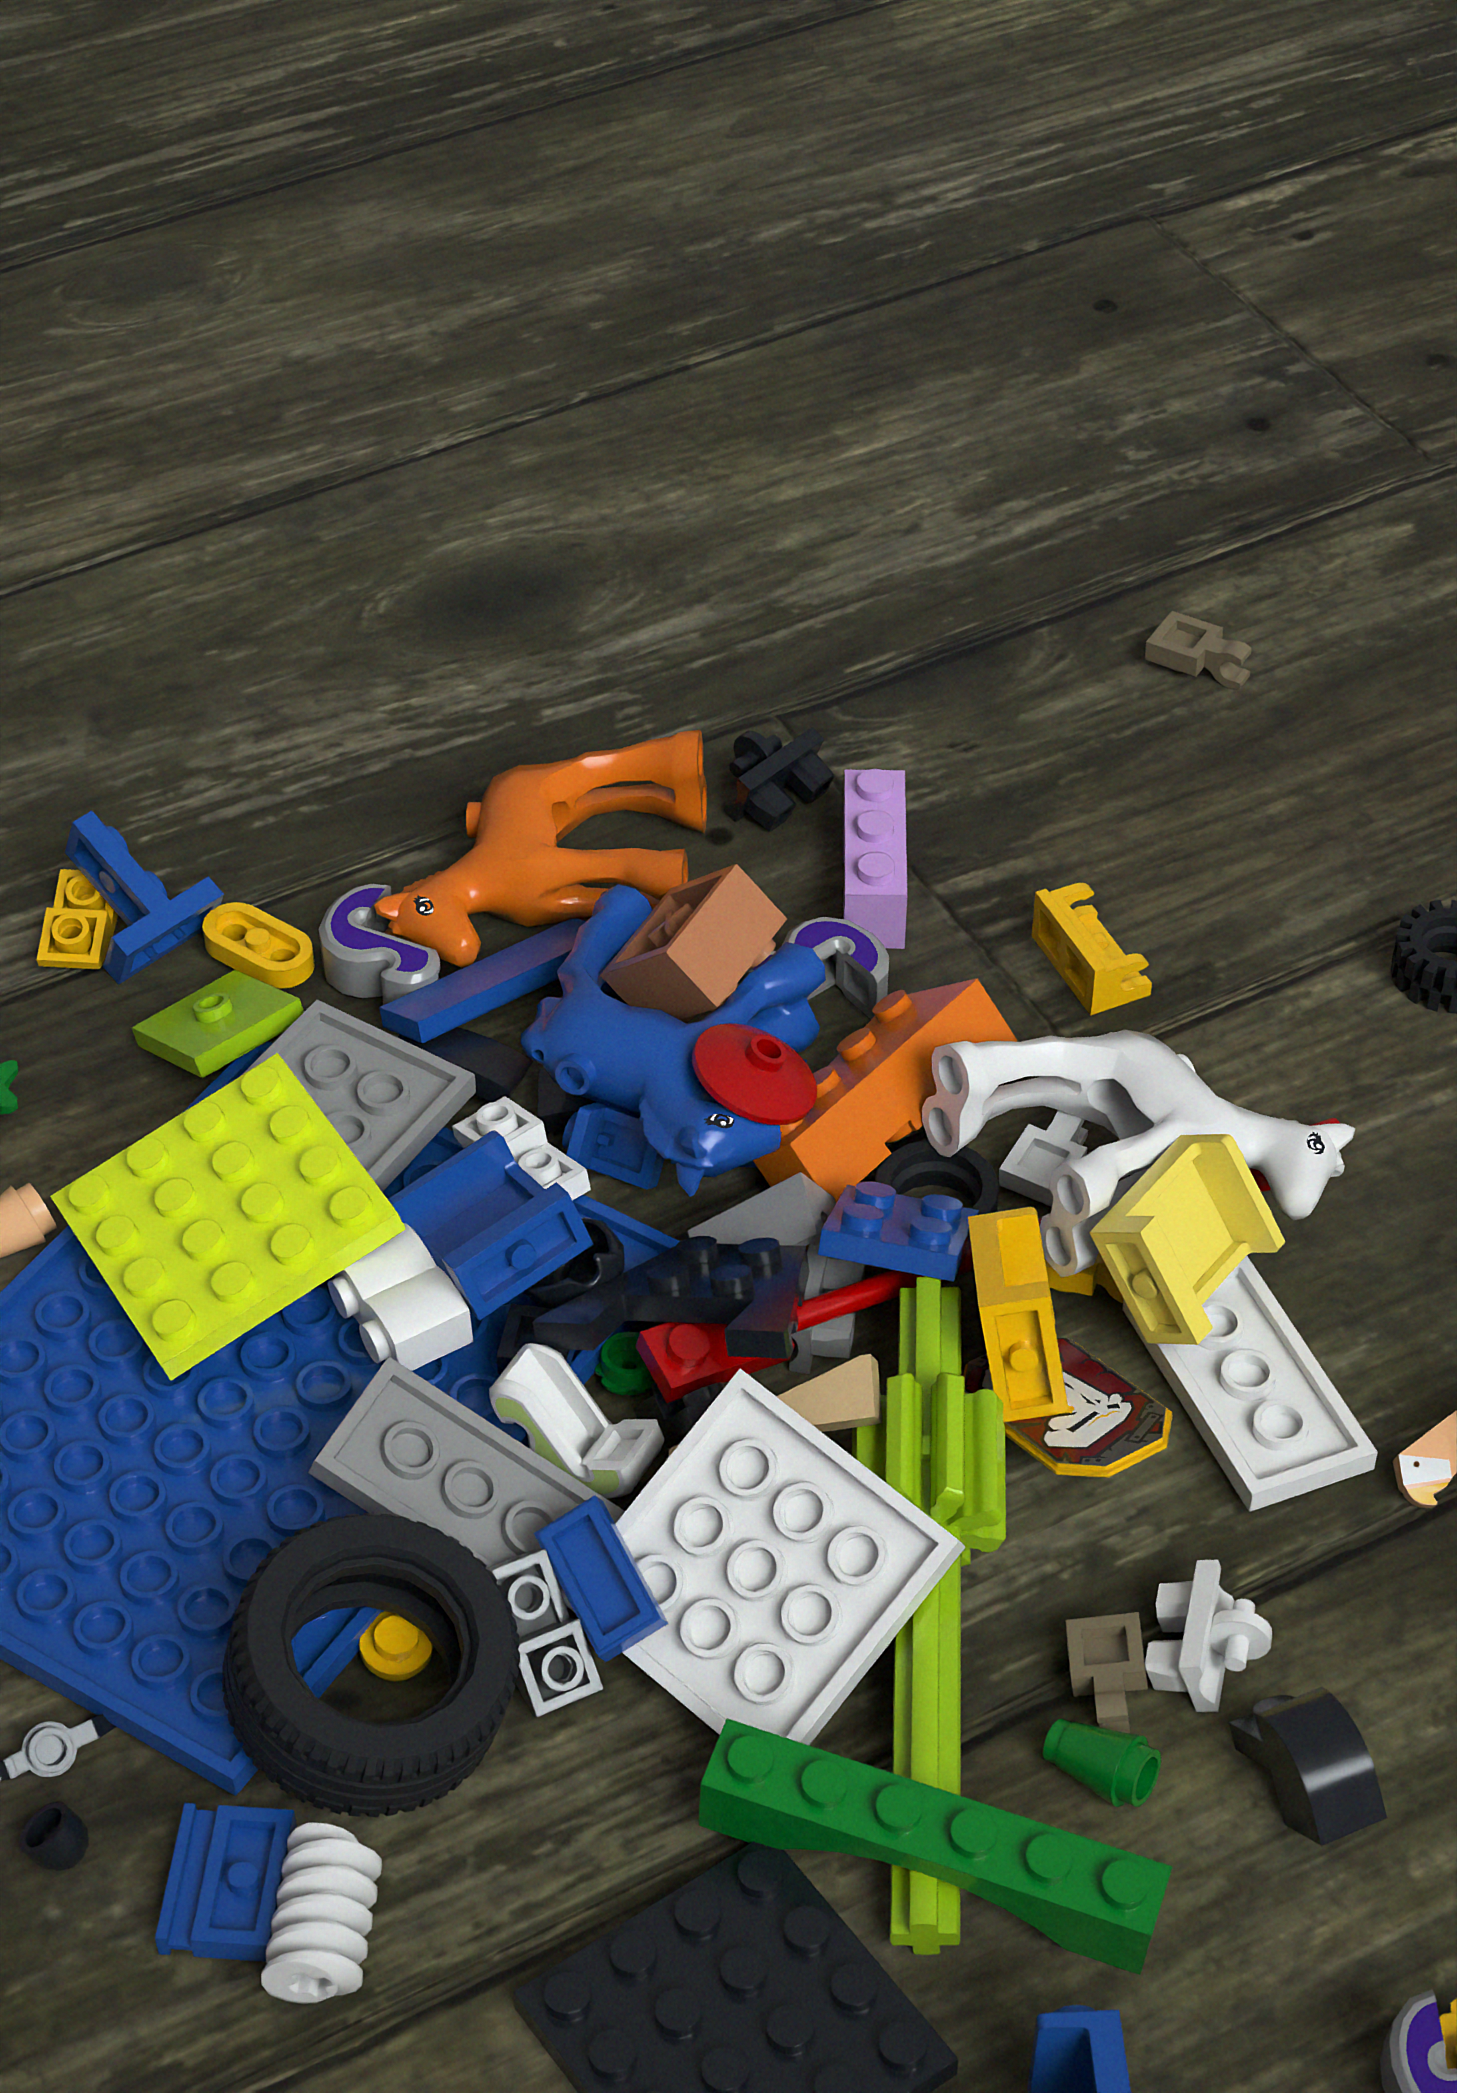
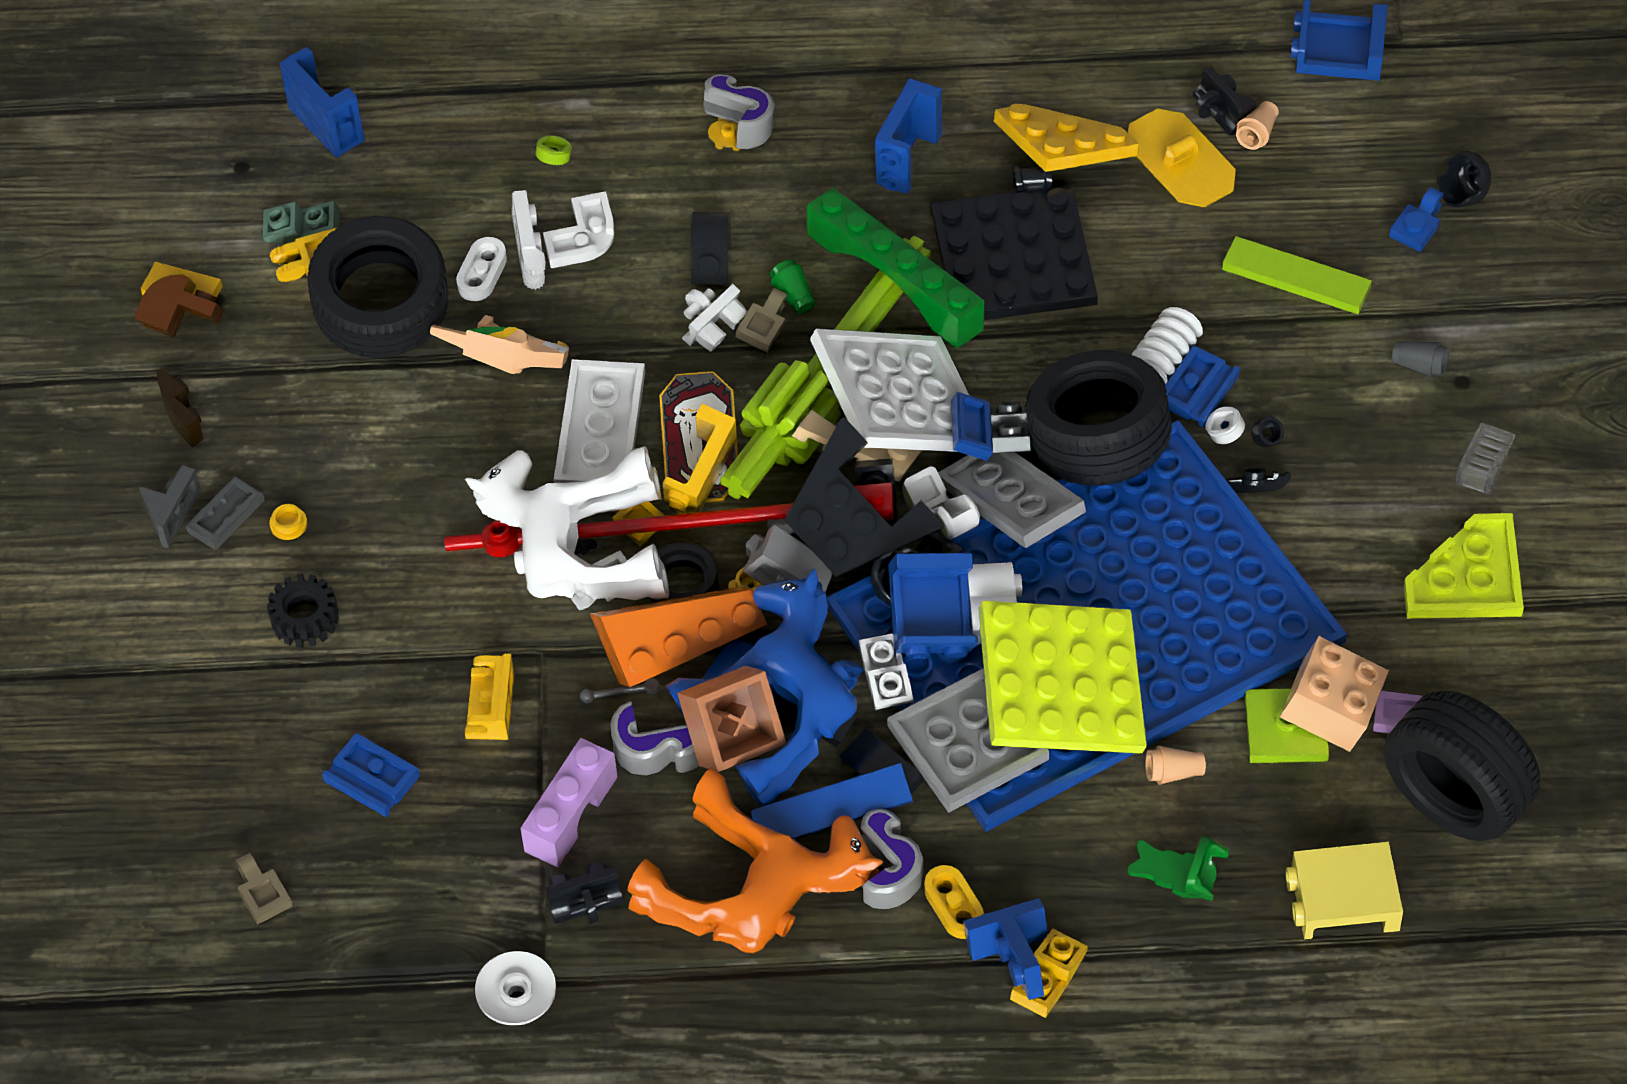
camera: 150 degrees left, 10 degrees up
(142, 1826) = (1225, 425): none -> white tile
(218, 1023) = (1003, 845): lime plate -> none
(754, 1074) = (752, 614): red dish -> none
(786, 656) = (513, 973): none -> white dish
(898, 1231) = (730, 518): blue plate -> none
(1172, 808) = (371, 774): none -> blue plate
(1184, 1235) = (628, 437): light yellow panel -> none

